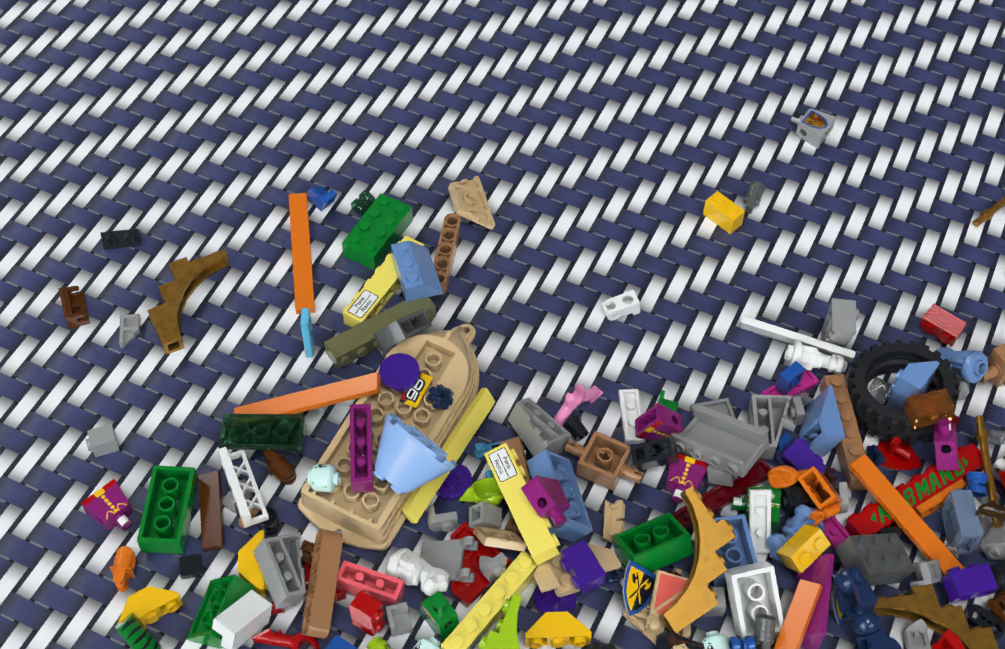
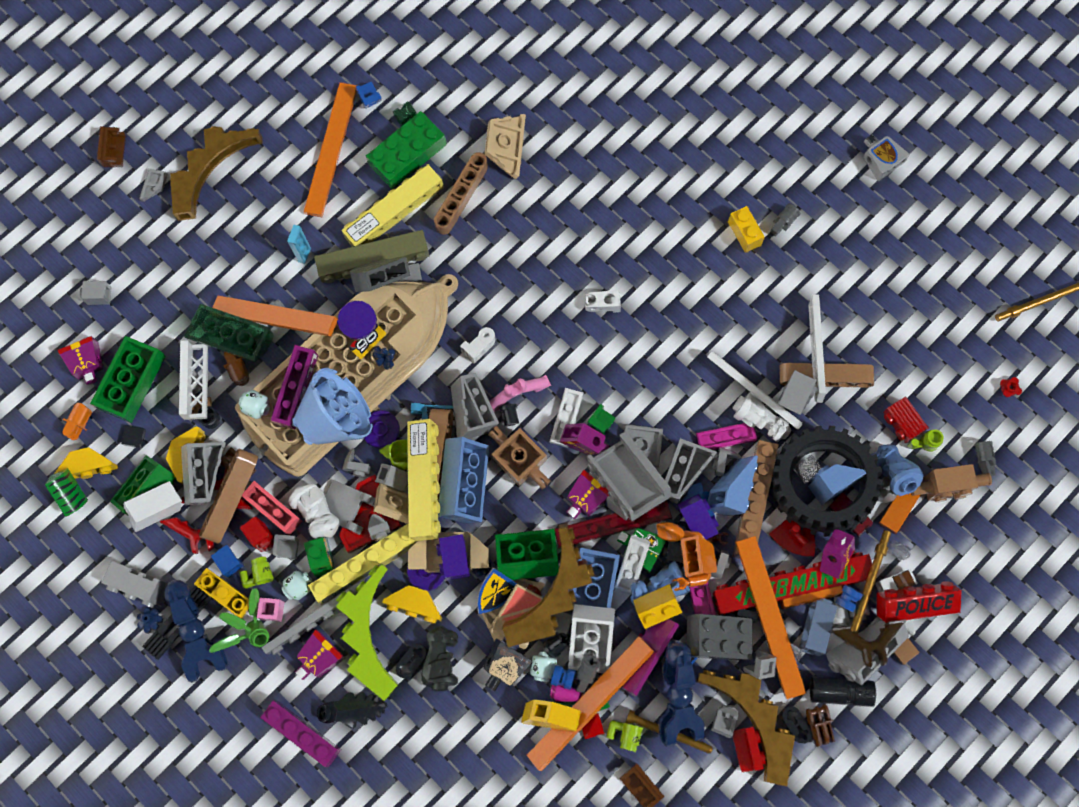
camera: 25 degrees right, 20 degrees up
(121, 238) = (170, 85): black hinge -> none
(211, 511) = (165, 391): reddish brown tile -> none
(415, 270) = (421, 208): medium blue slope -> none
(454, 447) = (392, 399): light yellow tile -> none
(519, 378) = (479, 345): none -> white leg
(547, 498) = (441, 489): magenta torso -> none
(612, 521) = (504, 516): tan hinge -> none
(654, 453) = (563, 469): black brick -> none
(719, 623) = (555, 646): none -> black bush
(790, 378) = (726, 431): blue piece -> none
(835, 282) = (817, 348): none -> white tile
(869, 306) = (835, 374): none -> medium nougat beam
(875, 455) = (769, 535): dark blue plant -> none
(929, 408) = (833, 515): clear orange brick -> none
(969, 582) = (794, 690): dark purple brick -> none
(973, 335) = (929, 441): none -> lime piece
(976, 401) = (898, 512): none -> orange tile

